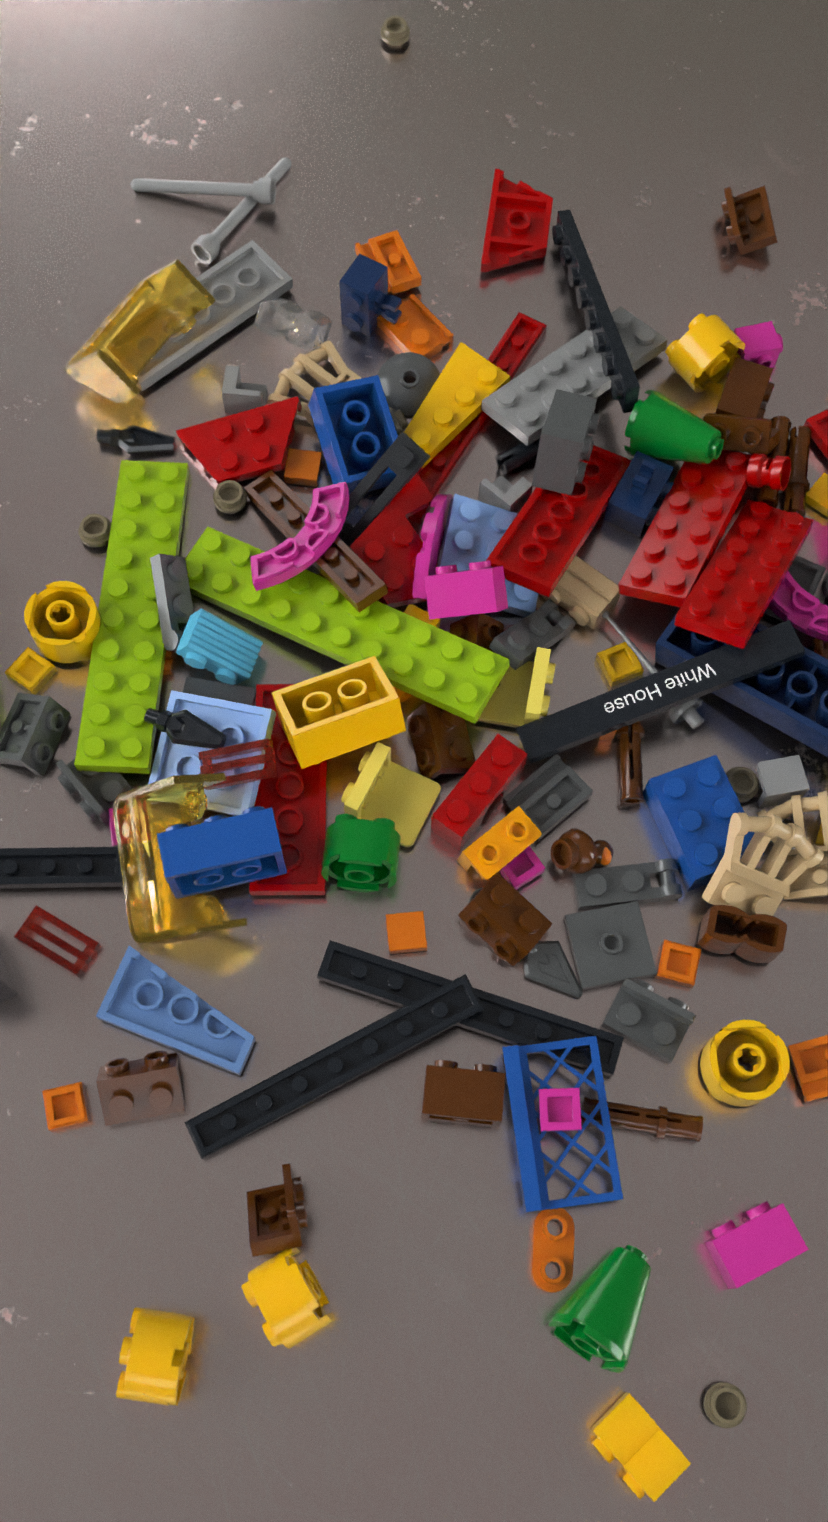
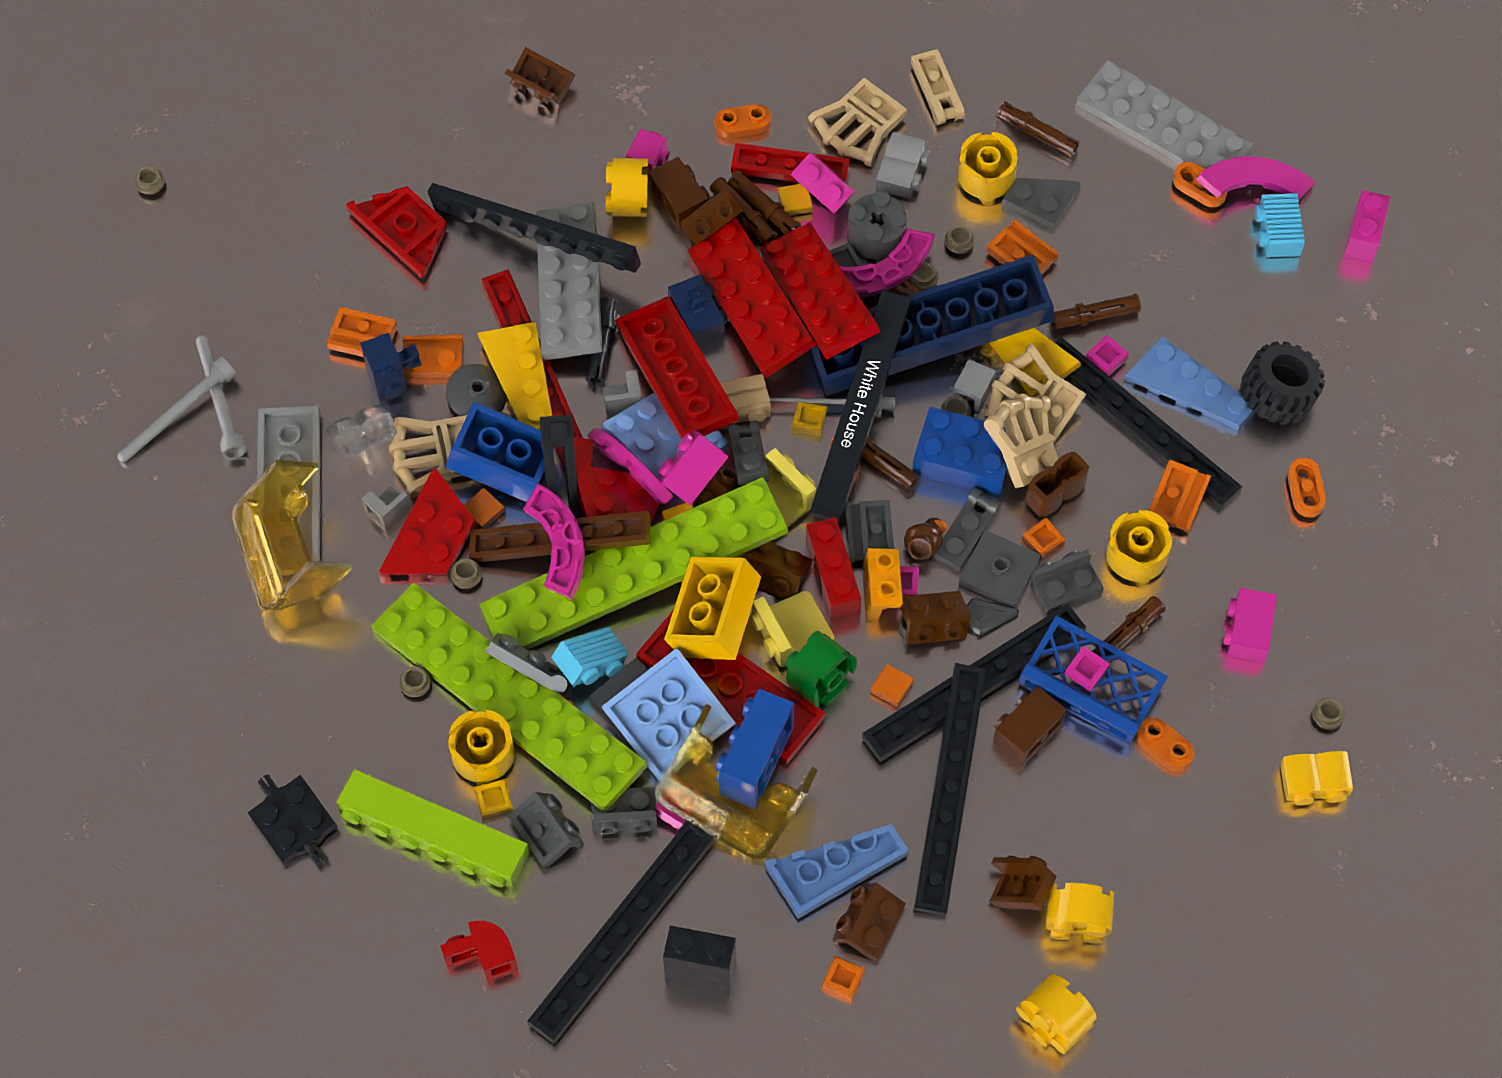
camera: 50 degrees left, 5 degrees down
(82, 957) = (714, 899): clear red tile -> none
(137, 439) = (360, 604): black piece -> none
(186, 728) = (641, 715): black piece -> none
(239, 749) = (683, 696): clear red tile -> none
(565, 442) = (632, 324): dark grey brick -> none
(606, 1309) = (1226, 737): green cone -> none
(671, 432) = (676, 254): green cone -> none
(769, 471) = (755, 220): red wheel -> none

